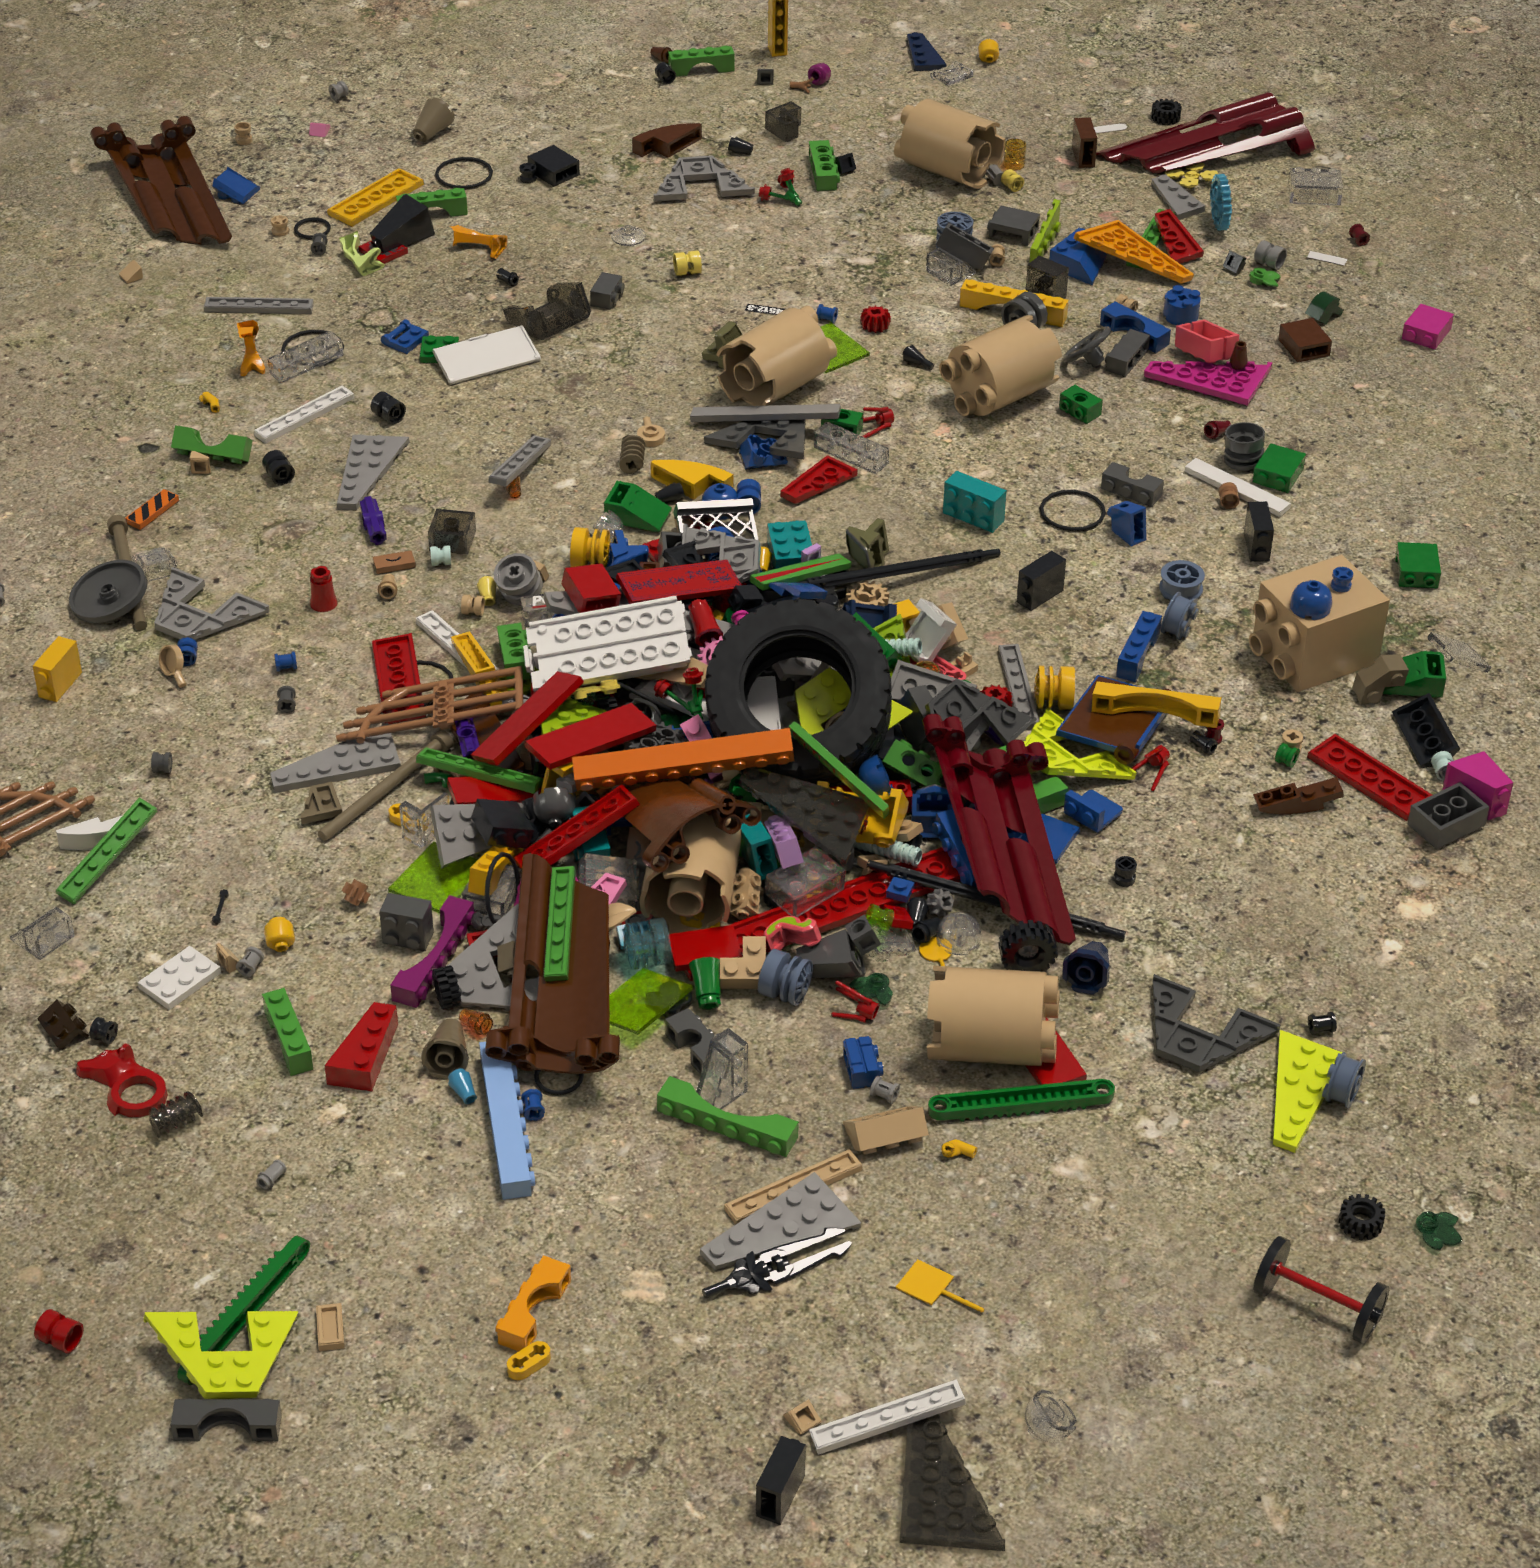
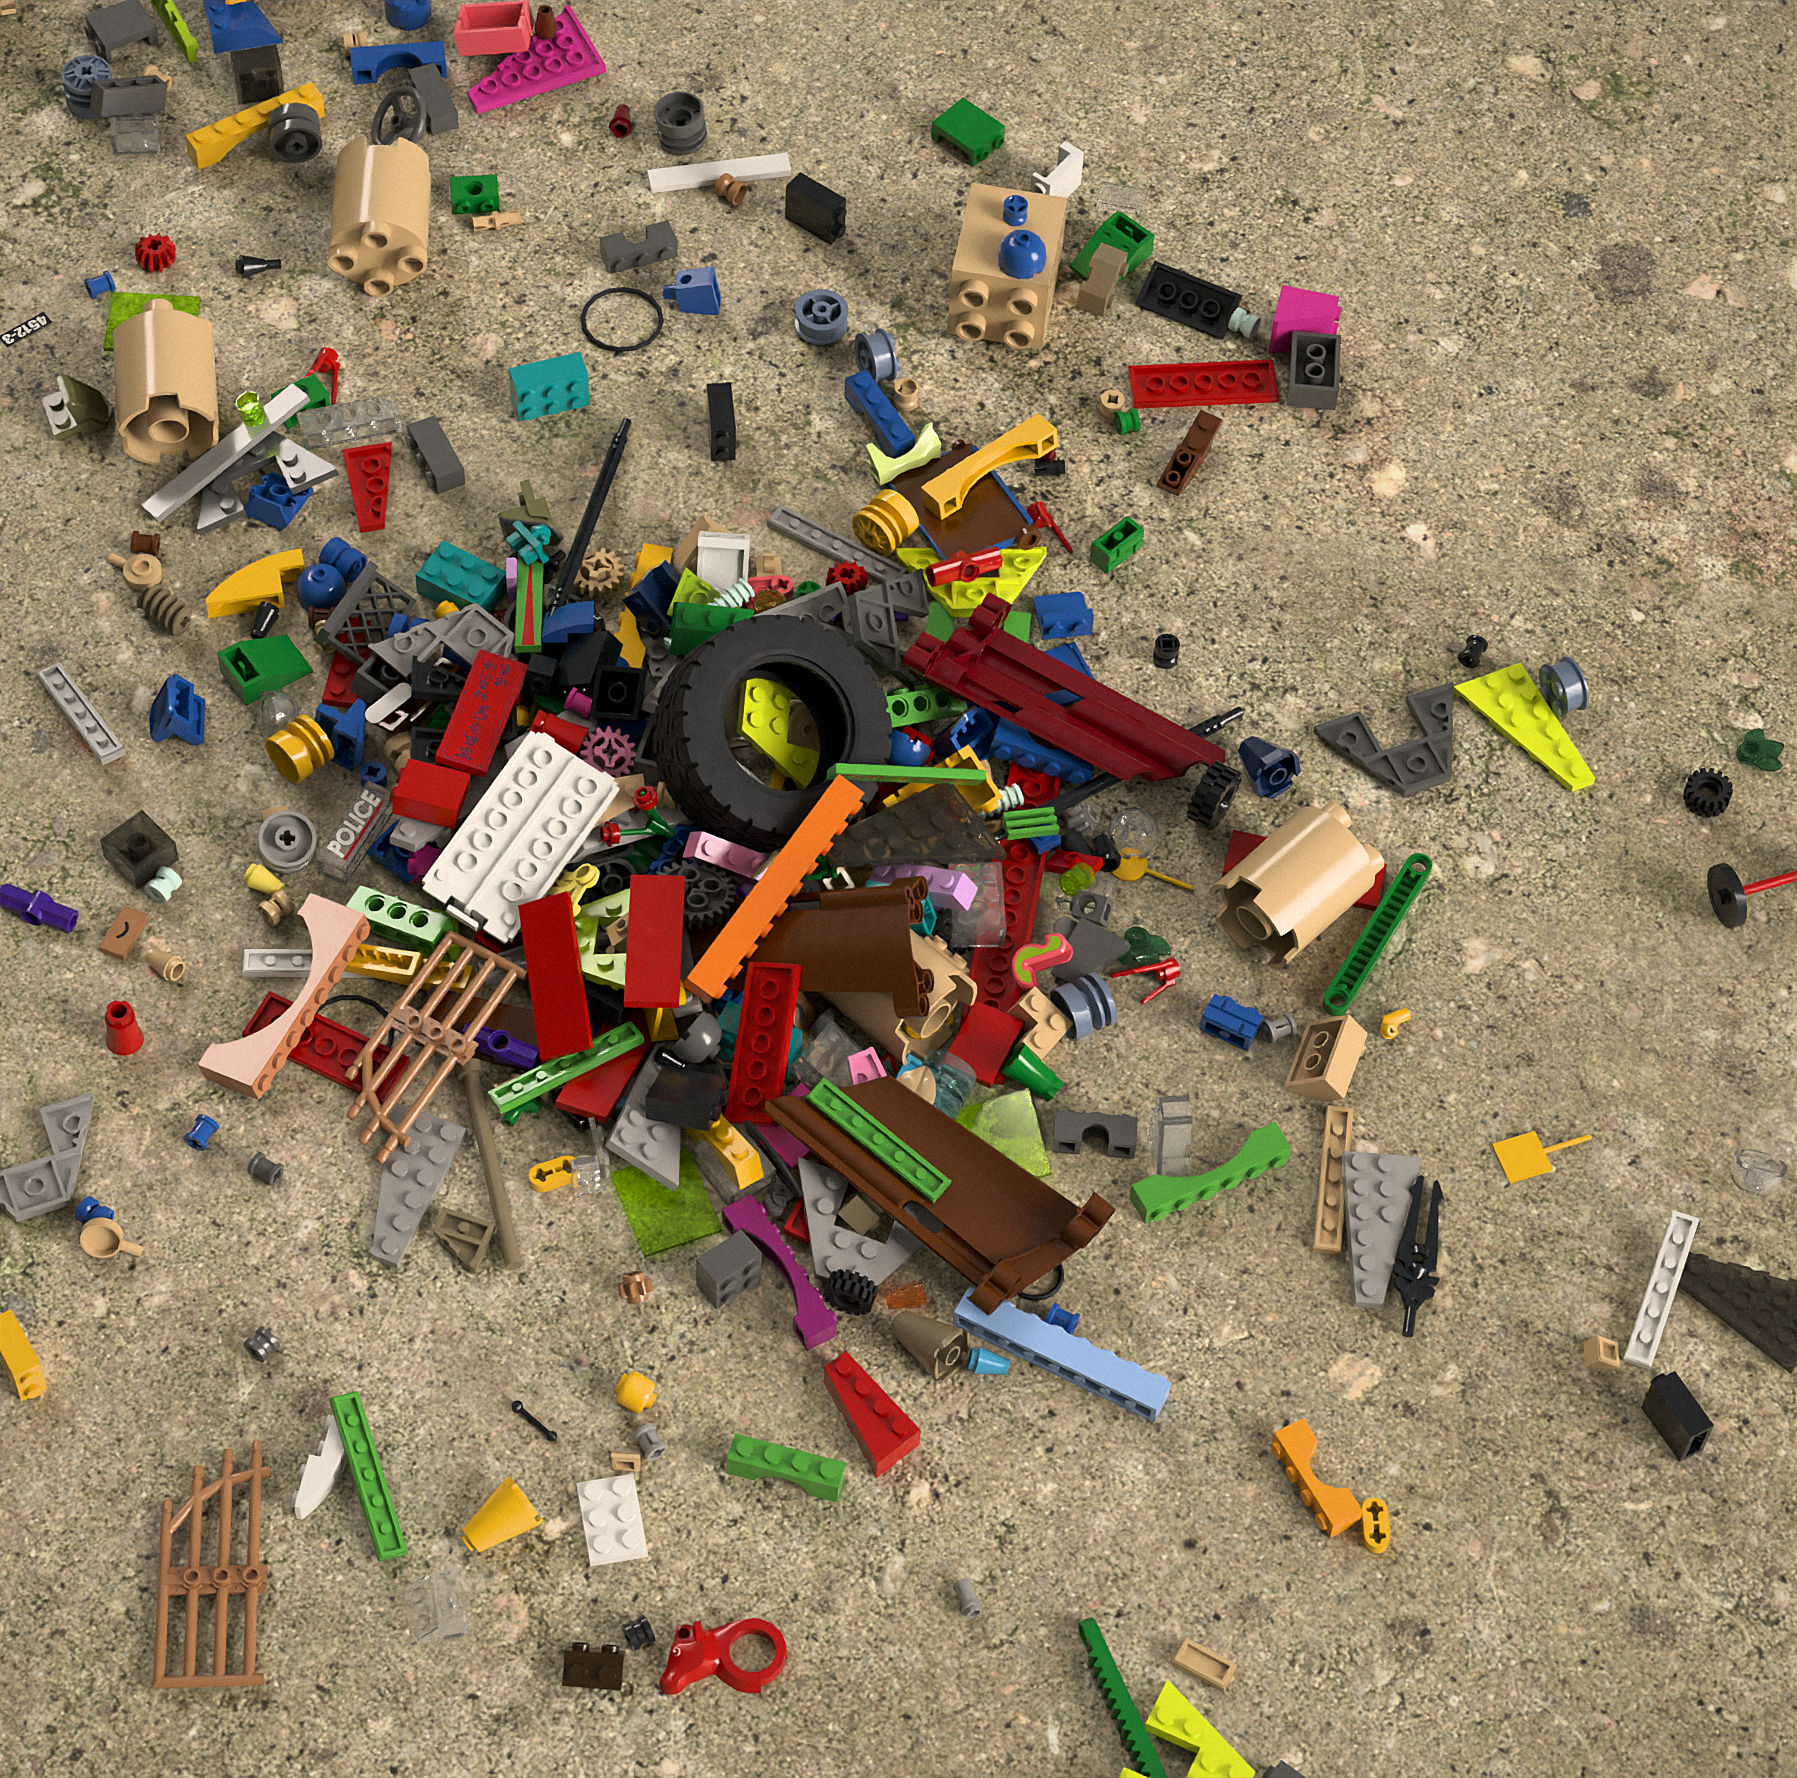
camera: 55 degrees left, 15 degrees up
(133, 922) = (500, 1518): none -> yellow cone
(174, 1112) = (817, 1636): clear smoke piece -> none
(353, 649) = (254, 1060): none -> arch
(564, 492) = (177, 712): none -> blue piece
(651, 558) = (388, 703): none -> white sticker
(668, 422) = (145, 543): none -> reddish brown bush
(799, 397) = (250, 409): none -> clear neon green wheel
(843, 549) = (533, 540): none -> teal hips
(871, 491) = (435, 455): none -> dark grey brick
(898, 869) = (1028, 819): none -> bright green tile
(1073, 739) = (964, 566): none -> red piece
(1075, 423) = (496, 220): none -> tan pin
(1099, 667) = (886, 469): none -> yellowish green animal
(1173, 648) = (905, 394): none -> tan wheel
(1177, 800) = (1117, 544): none -> green brick
(1279, 468) = (731, 122): green brick -> none
(1430, 617) = (1064, 177): none -> white panel

